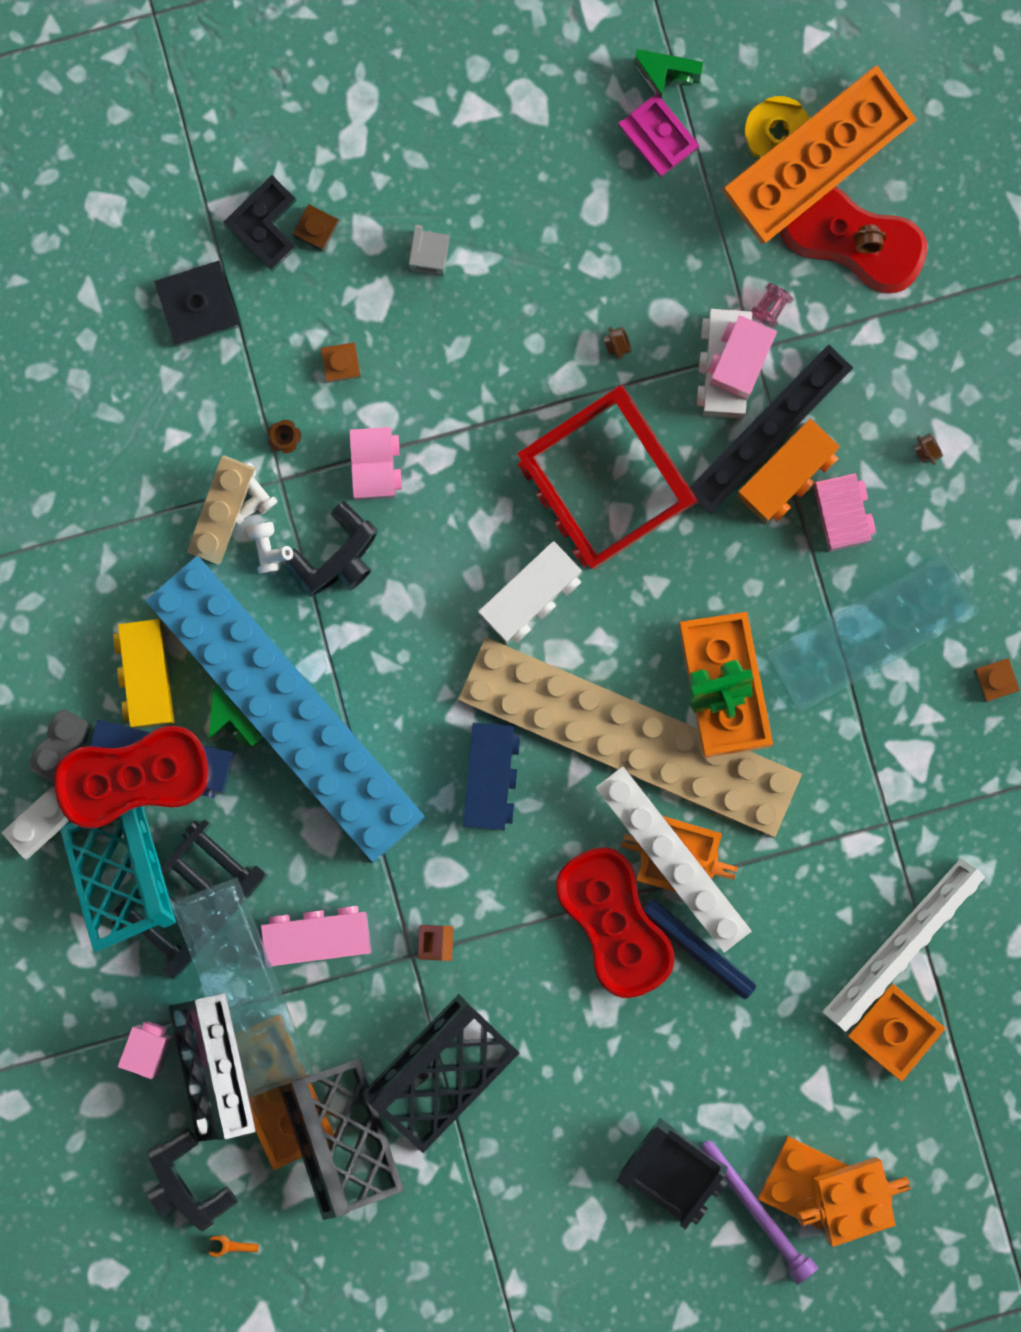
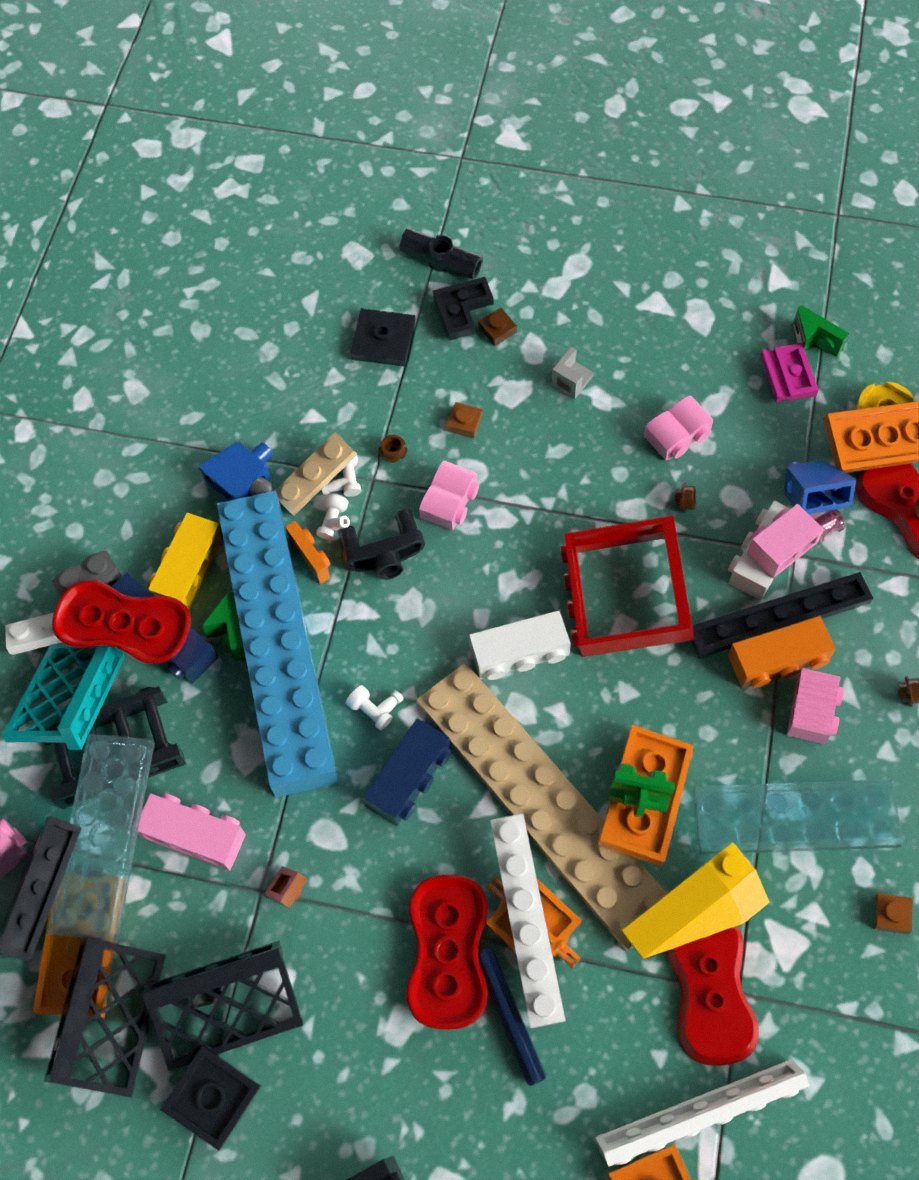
camera: 30 degrees right, 20 degrees down
(140, 548) = (235, 469): none -> blue torso
(177, 556) = (260, 486): none -> dark grey hinge
(182, 166) = (441, 253): none -> black piece
(252, 591) = (303, 543): none -> orange plate
(429, 732) = (379, 714): none -> white piece
(476, 1154) = (211, 1098): none -> black plate
(573, 264) = (678, 428): none -> bright pink brick
(746, 270) = (818, 486): none -> blue torso
(827, 758) = (707, 902): none -> yellow wedge
(876, 851) = (714, 1015): none -> red plate

